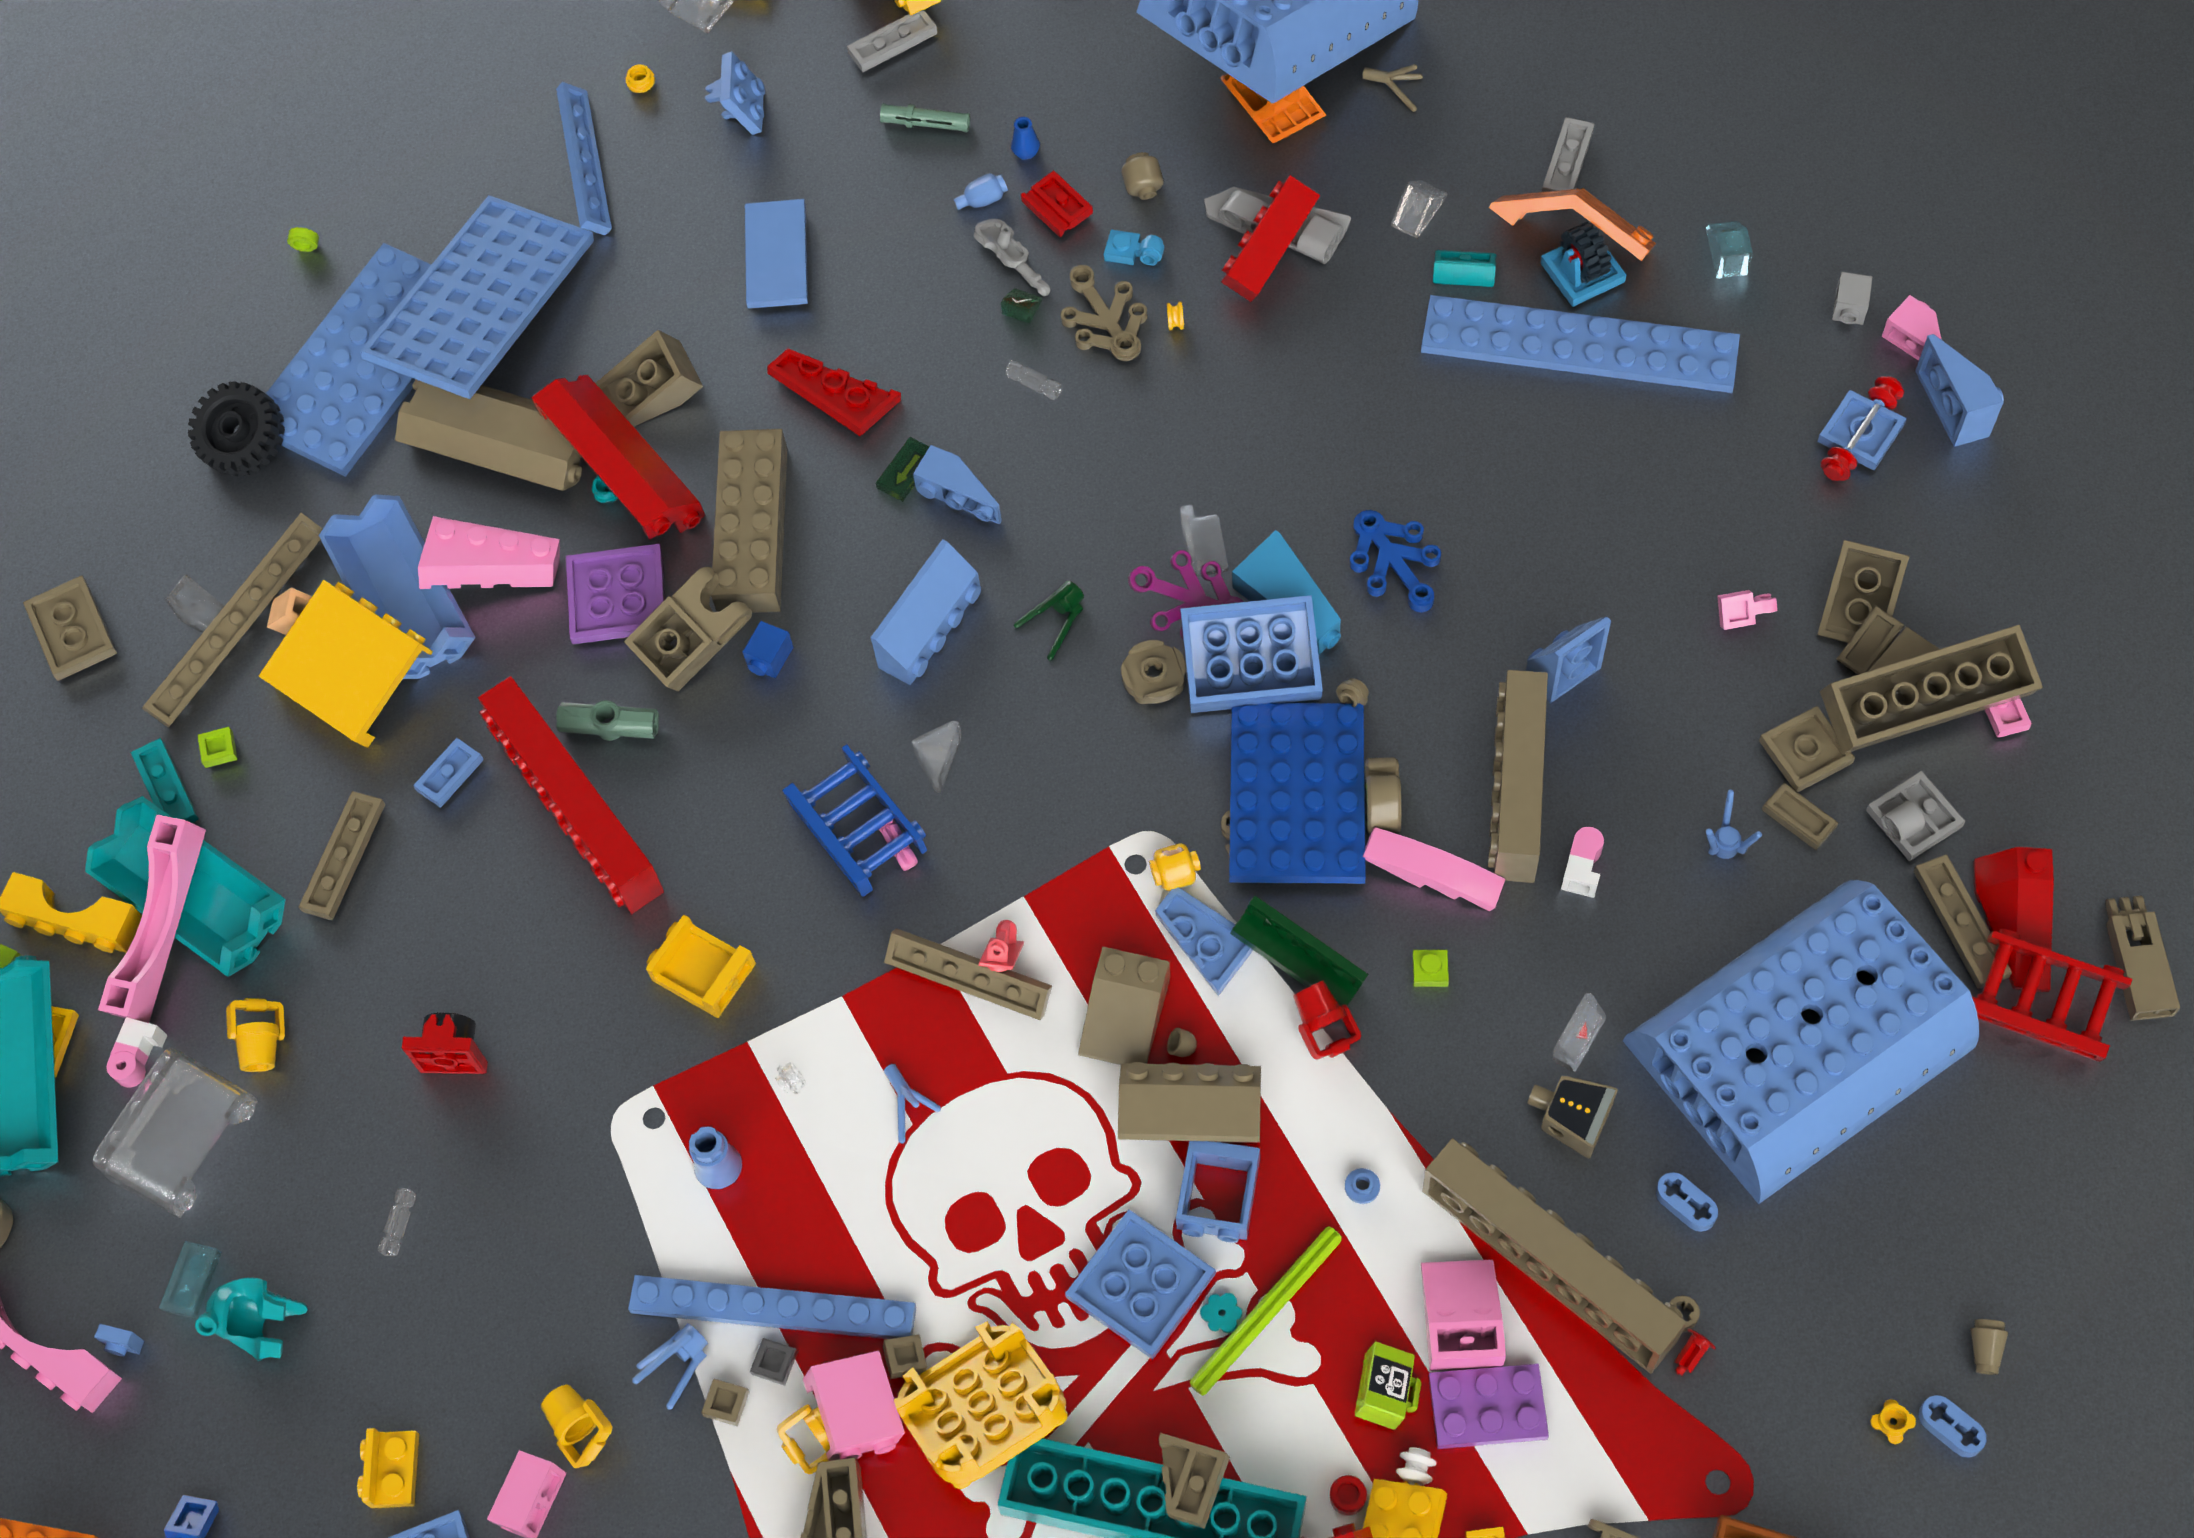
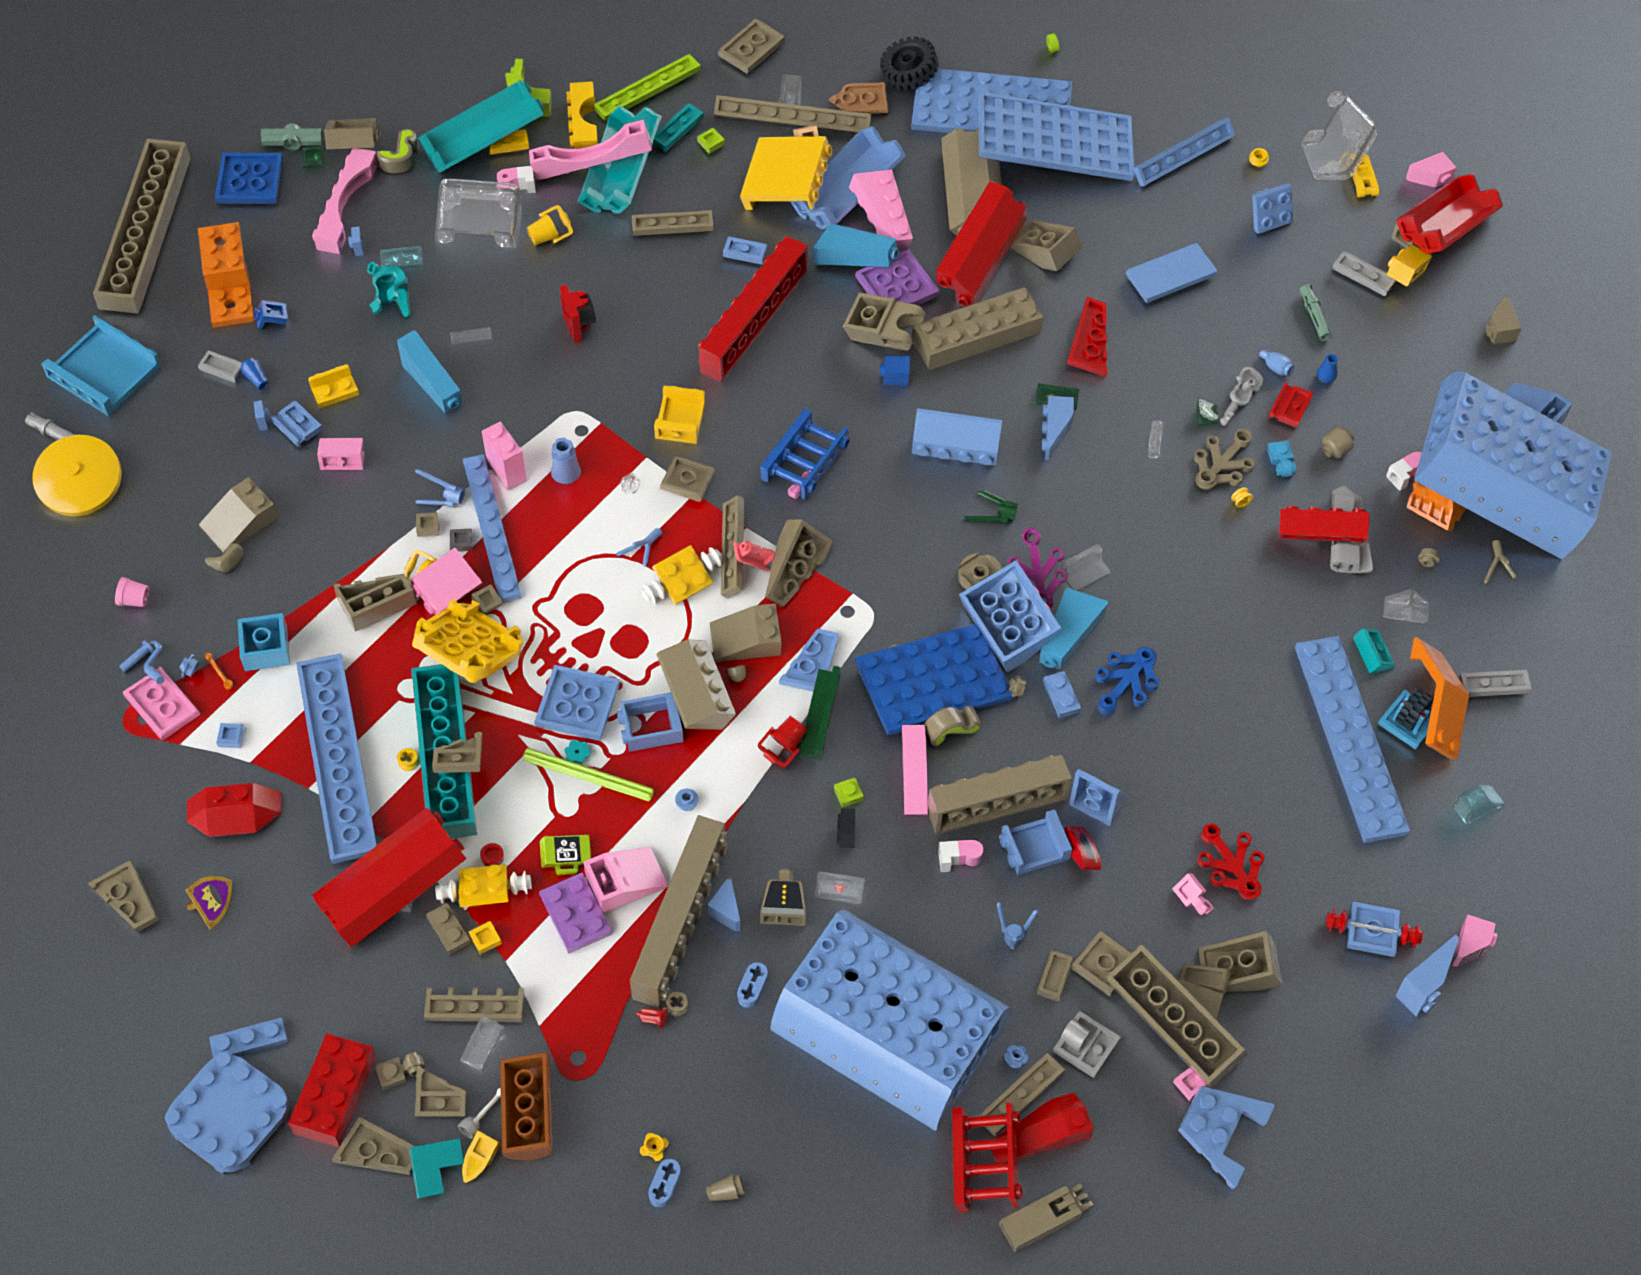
camera: 60 degrees right, 5 degrees down
(62, 801) = (648, 86): none -> lime plate
(256, 517) = (862, 98): none -> medium nougat tile
(445, 1306) = (428, 372): none -> dark azure slope
(531, 621) = (854, 248): none -> dark azure slope
(572, 1421) = (388, 458): yellow piece -> none
(625, 721) = (812, 310): sand green piece -> none
(666, 1239) = (504, 455): none -> bright pink brick
(818, 995) = (687, 478): none -> dark tan plate
(937, 751) = (869, 480): clear slope -> none
(987, 1060) = (682, 575): none -> yellow plate
(1014, 887) = (796, 556): none -> dark tan wedge
(1174, 866) = (850, 628): yellow head -> none
(1218, 127) = (1403, 470): none -> white leg
(1357, 151) = (1429, 557): none -> dark tan plate
(1383, 646) = (1061, 694): none -> medium blue plate
(1493, 987) = (846, 828): none -> black piece
(1557, 1190) = (724, 907): none -> medium blue slope
(1600, 762) = (1036, 844): none -> medium blue panel
(1642, 707) = (1084, 849): none -> red slope
(1713, 545) = (1231, 863): none -> red plant
(1852, 298) = (1477, 892): light grey brick -> none
(1911, 900) = (1013, 1061): none -> medium blue plate
(2075, 714) = (1212, 1122): none -> medium blue wing

